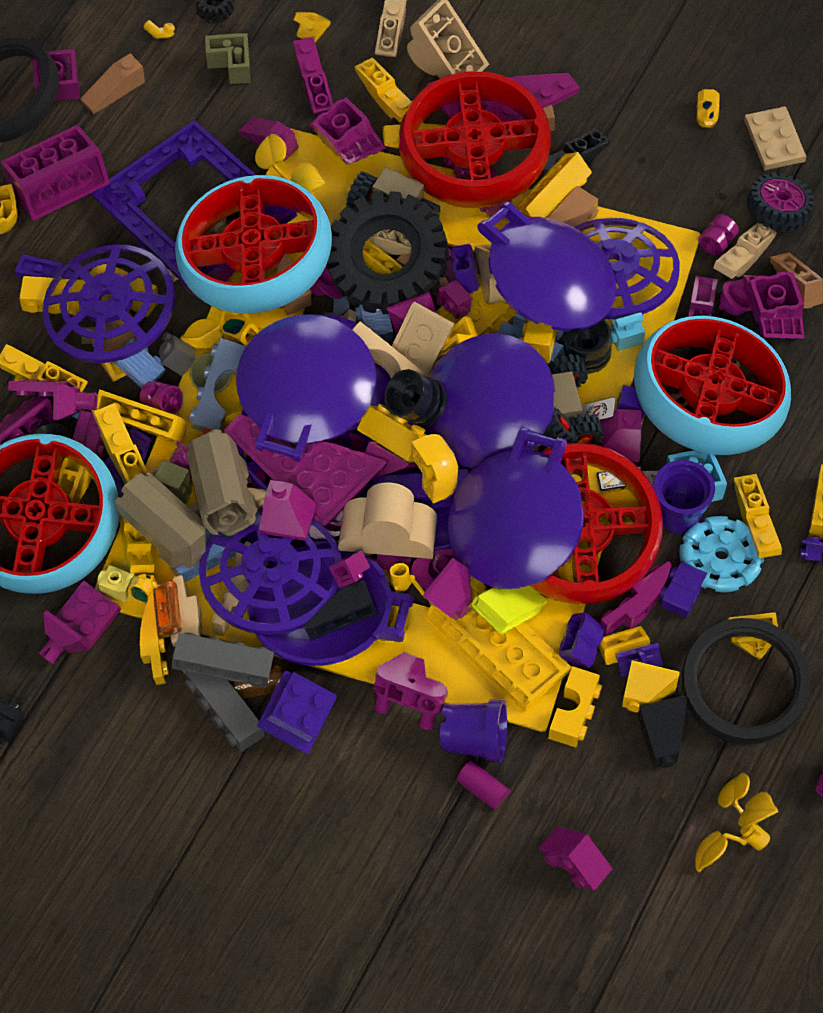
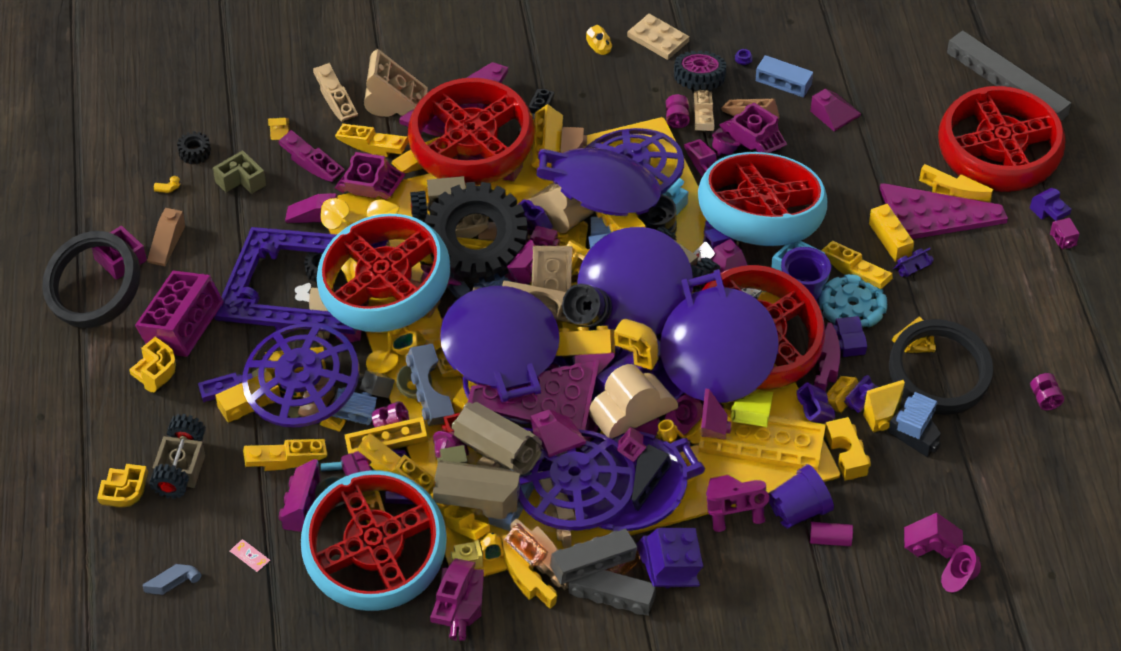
camera: 35 degrees left, 10 degrees down
(64, 606) = (451, 591): none -> magenta slope
(66, 399) = (326, 451): magenta plate -> none
(576, 907) = (960, 569): none -> magenta piece
(665, 717) = (916, 415): none -> medium blue brick
(756, 810) = (1031, 428): yellow plant -> none

